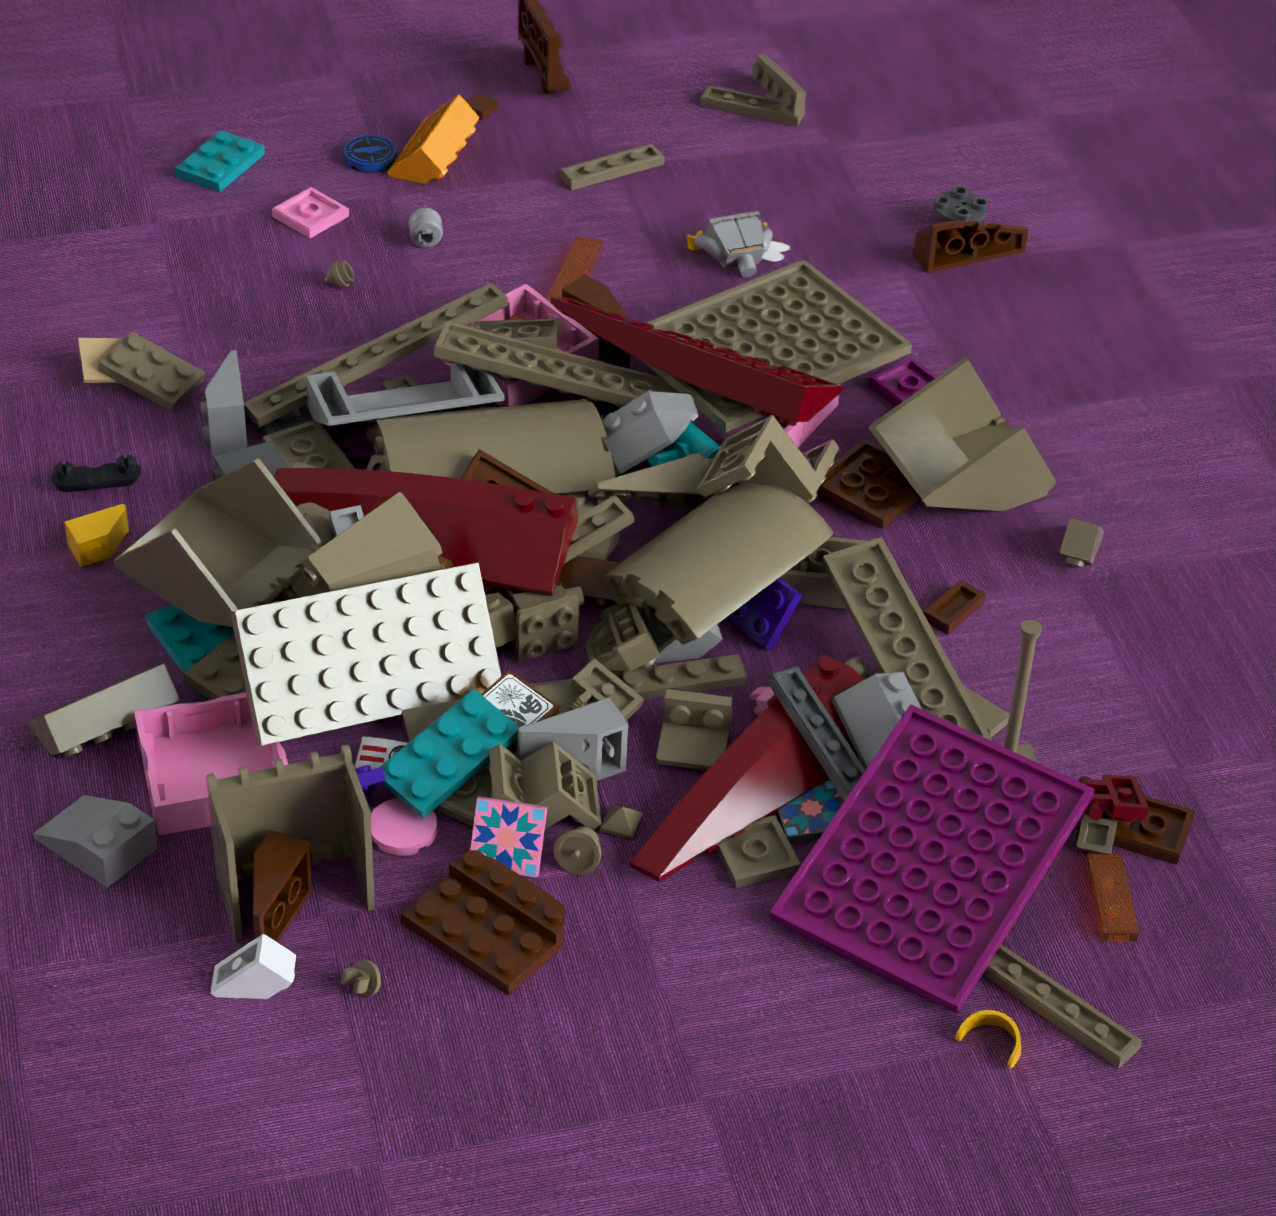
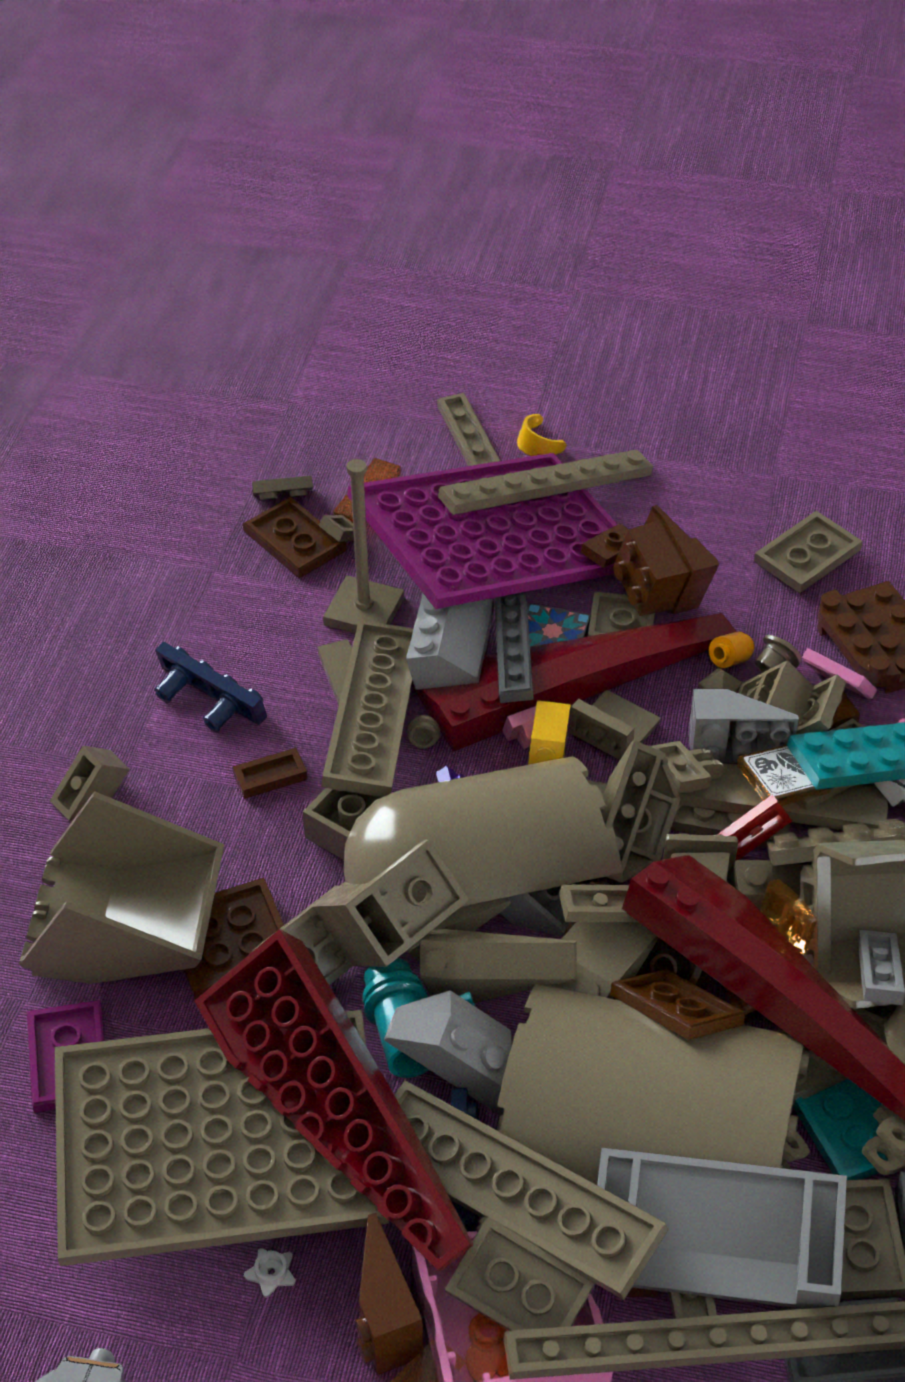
camera: 150 degrees left, 5 degrees up
(519, 664) = (757, 825): none -> red tile
(610, 990) = (808, 551): none -> dark tan plate
(626, 836) = (731, 649): none -> light orange brick
(733, 674) = (549, 731): none -> yellow slope
(735, 859) = (663, 566): none -> reddish brown piece
(809, 889) = (605, 547): none -> reddish brown plate
(924, 939) = (544, 481): none -> dark tan plate
(1074, 647) = (223, 688): none -> dark blue plate
(1119, 796) = (303, 524): dark red plate -> none
(1195, 859) = (294, 486): none -> dark tan plate

